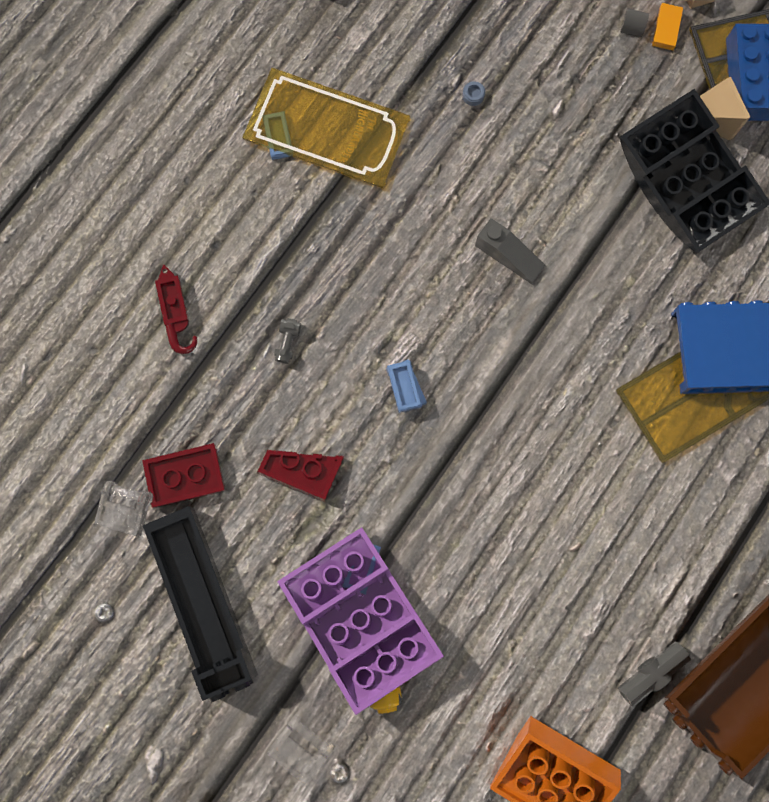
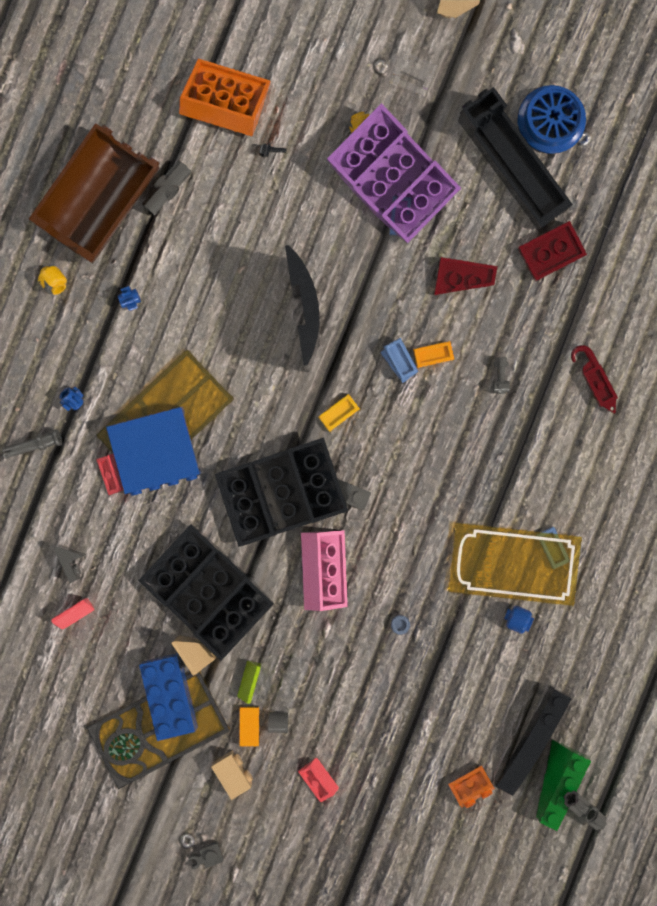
camera: 170 degrees right, 10 degrees up
(120, 516) = (590, 208): clear plate -> none
(171, 650) = (543, 142): none -> blue piece
(338, 65) = (519, 619): none -> blue head
(362, 385) = (433, 354): none -> light orange tile
(492, 343) = (338, 412): none -> yellow tile
(510, 497) = (303, 287): none -> black slope
(516, 693) = (265, 149): none -> black hand
(549, 168) = (324, 570): none -> bright pink slope
(584, 264) = (281, 492): none -> black slope
(659, 71) = (249, 681): none -> lime slope
(726, 540) = (129, 298): none -> blue gear

